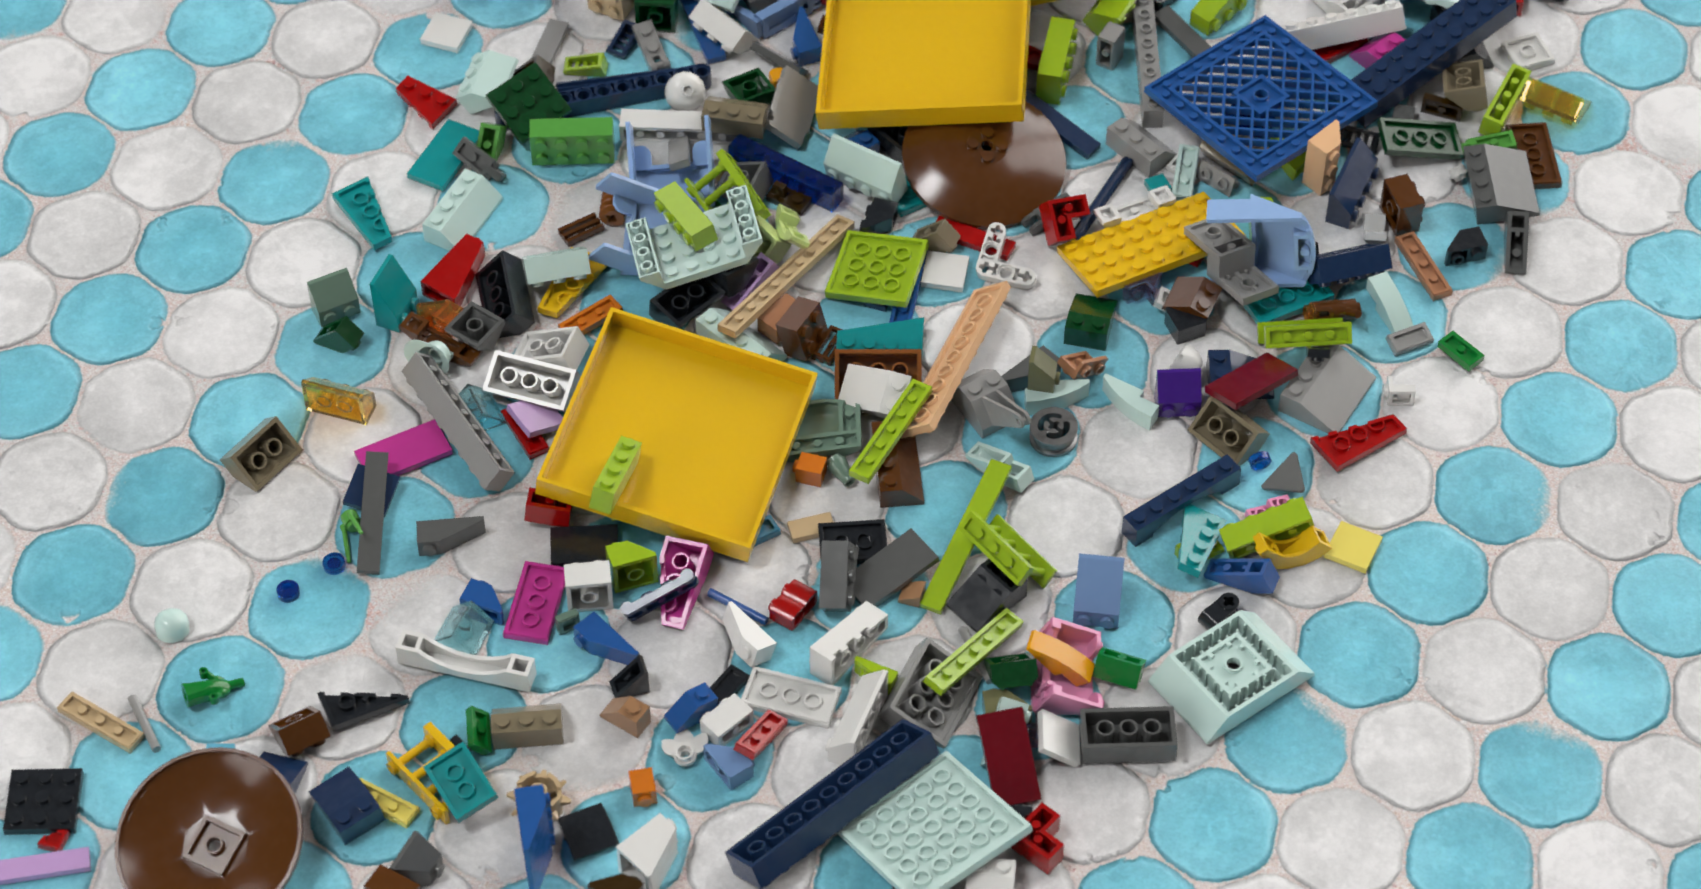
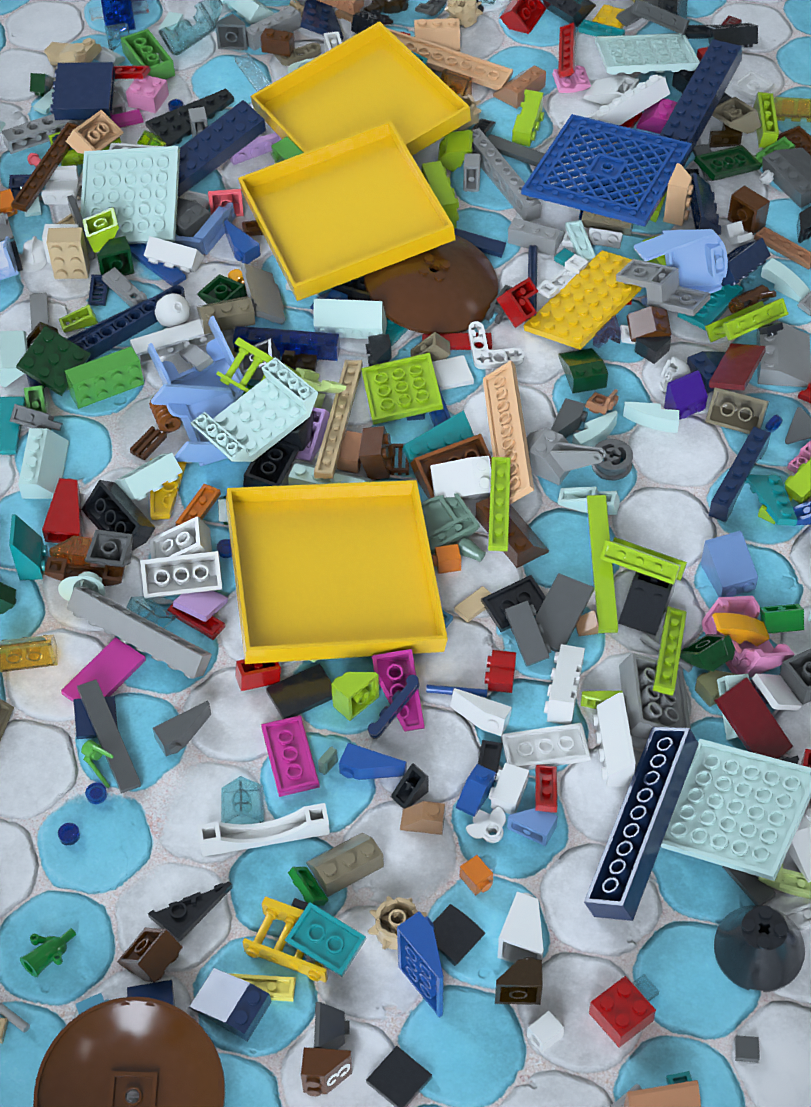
camera: 25 degrees left, 0 degrees up
(485, 598) = (248, 768): blue slope -> none
(588, 586) = (331, 723): white brick -> none
(615, 475) = (310, 622): lime brick -> none
(685, 216) = (238, 398): lime brick -> none
(777, 58) = (224, 263): dark grey tile -> none
(1042, 371) = (583, 416): olive slope -> none

